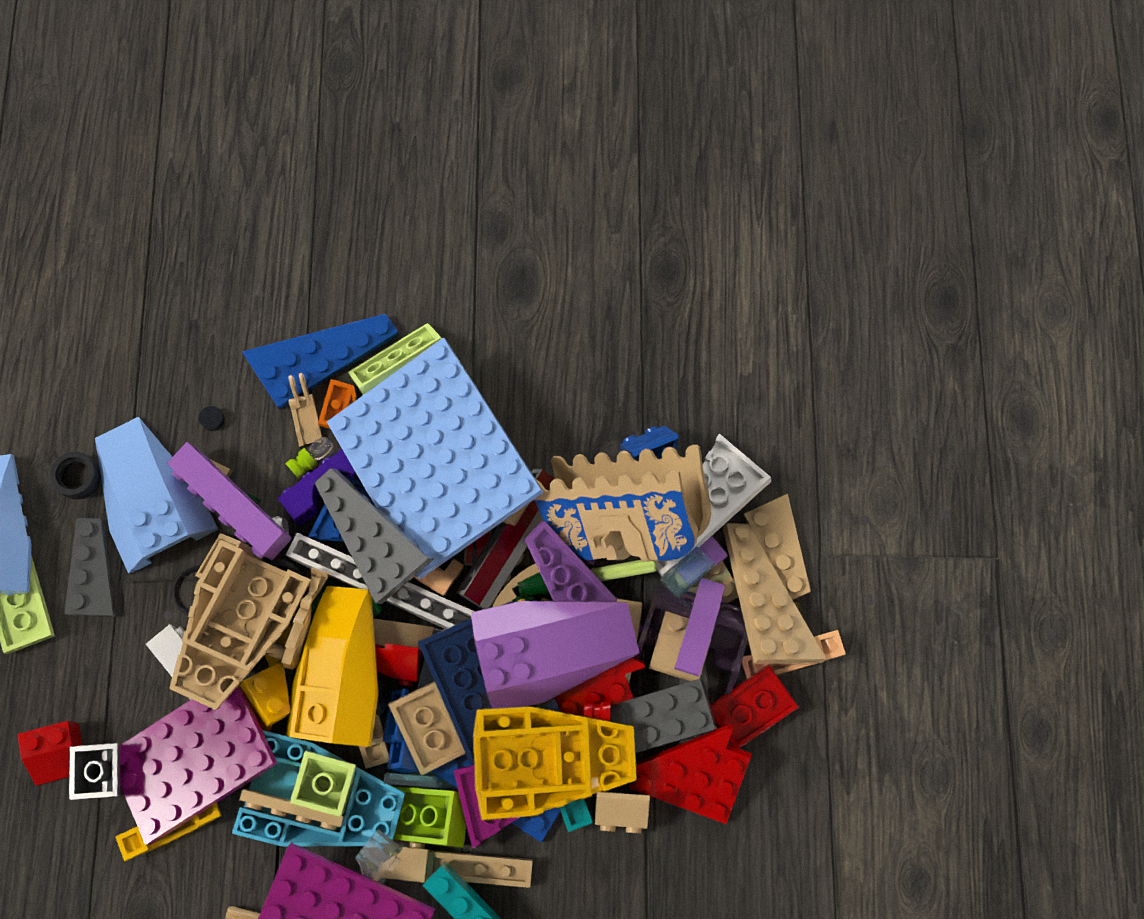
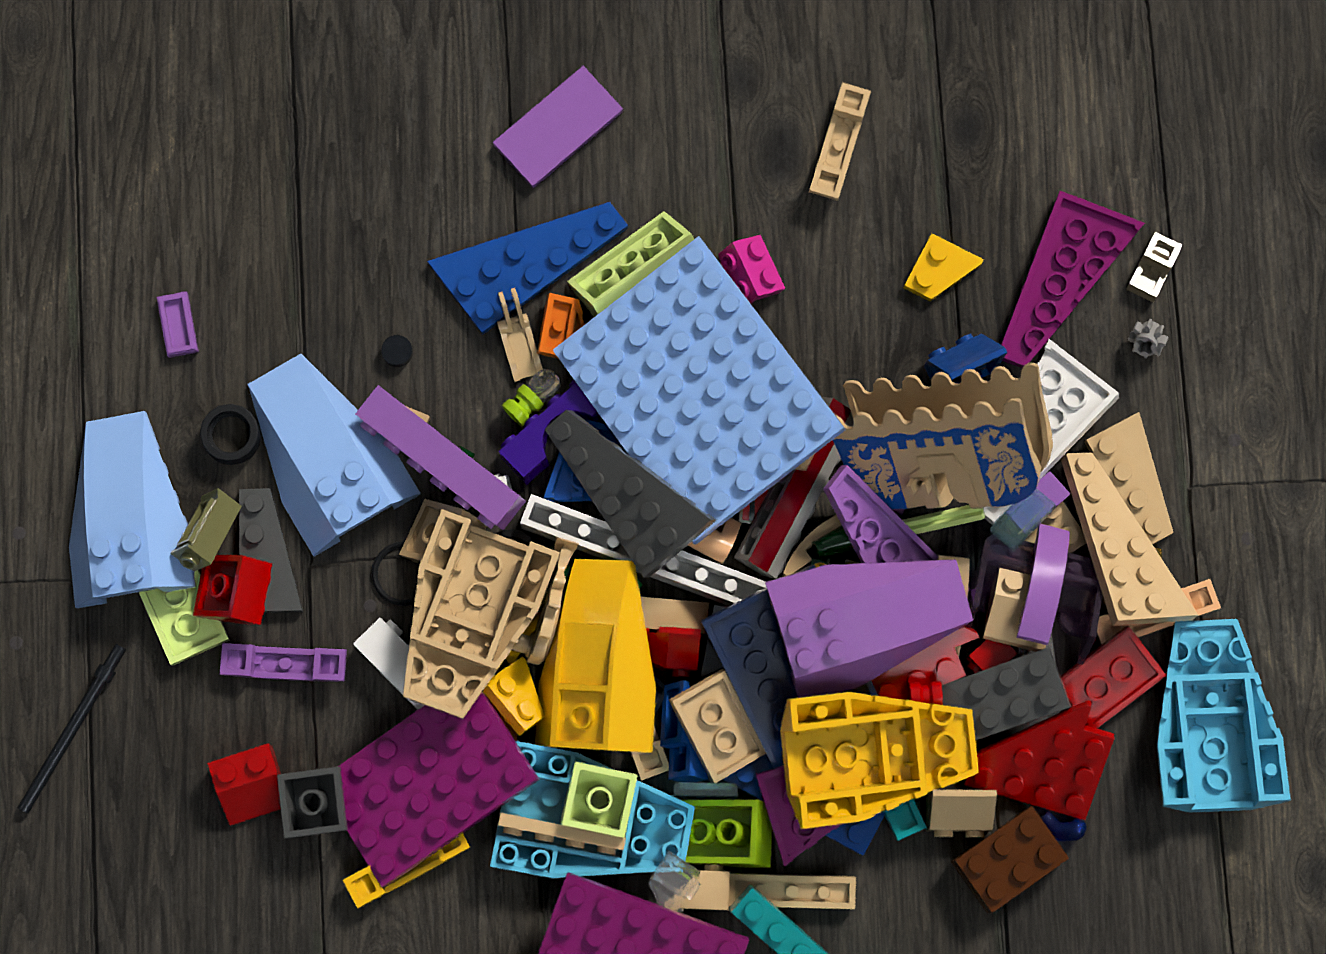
camera: 15 degrees left, 5 degrees up
(41, 548) = (206, 530): none -> olive window
(48, 390) = (177, 324): none -> medium lavender tile
(57, 595) = (233, 589): none -> red slope
(91, 656) = (283, 663): none -> medium lavender slope
(352, 257) = (558, 127): none -> medium lavender tile
(489, 369) = (751, 268): none -> dark pink bracket
(566, 276) = (839, 141): none -> tan slope
(637, 375) = (939, 268): none -> yellow wing
(654, 682) = (989, 655): none -> red brick
(661, 854) = (1009, 860): none -> reddish brown brick
(707, 832) = (1066, 830): none -> clear blue arm
(738, 374) = (1069, 260): none -> magenta wing
(797, 436) = (1148, 338): none -> light grey gear
(805, 382) = (1154, 267): none -> slope
(837, 752) = (1216, 726): none -> medium azure wedge

